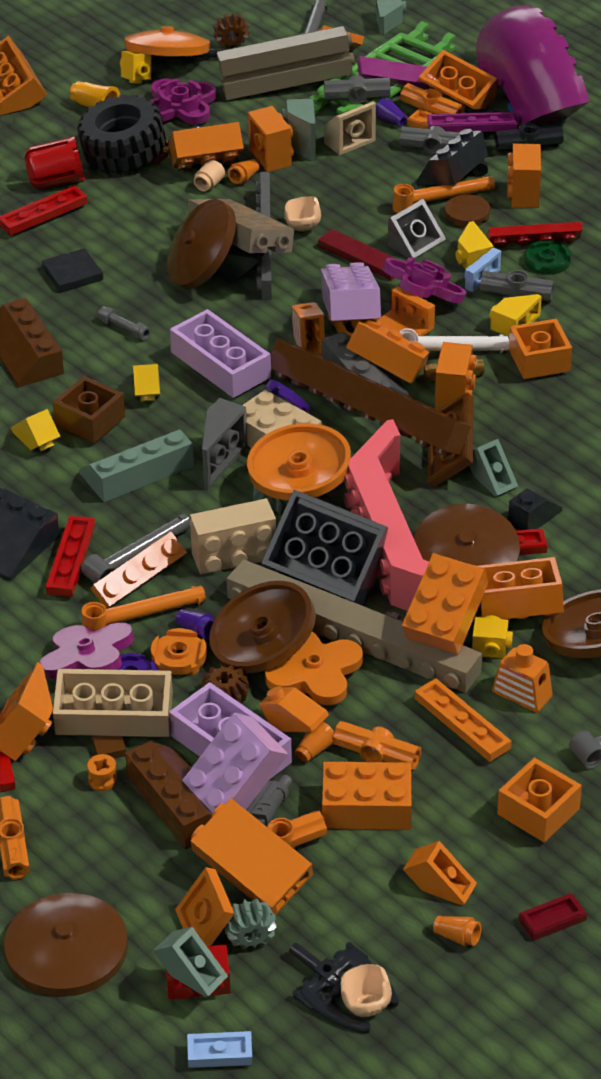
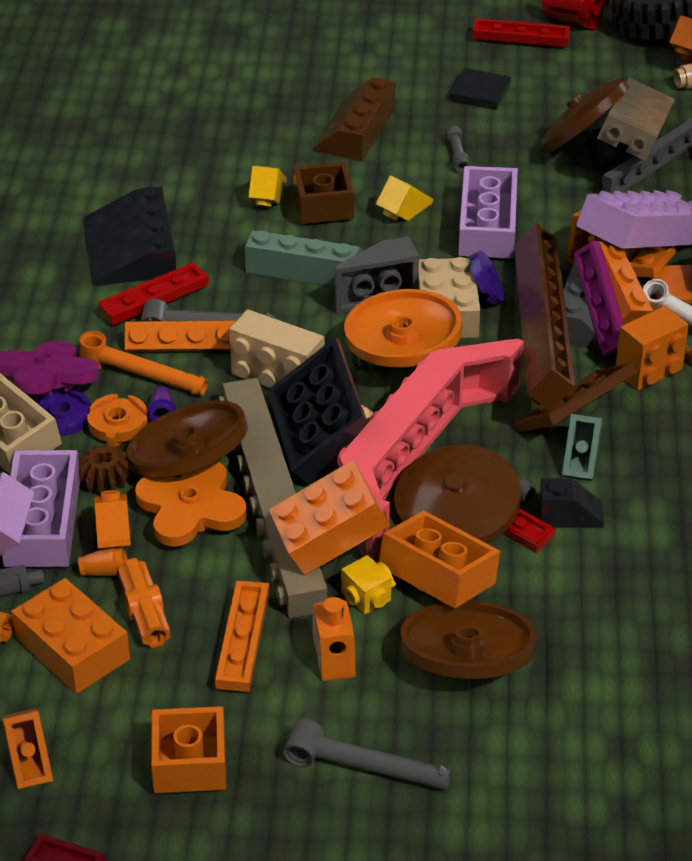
camera: 45 degrees right, 0 degrees up
(389, 363) = (599, 296): none -> magenta tile

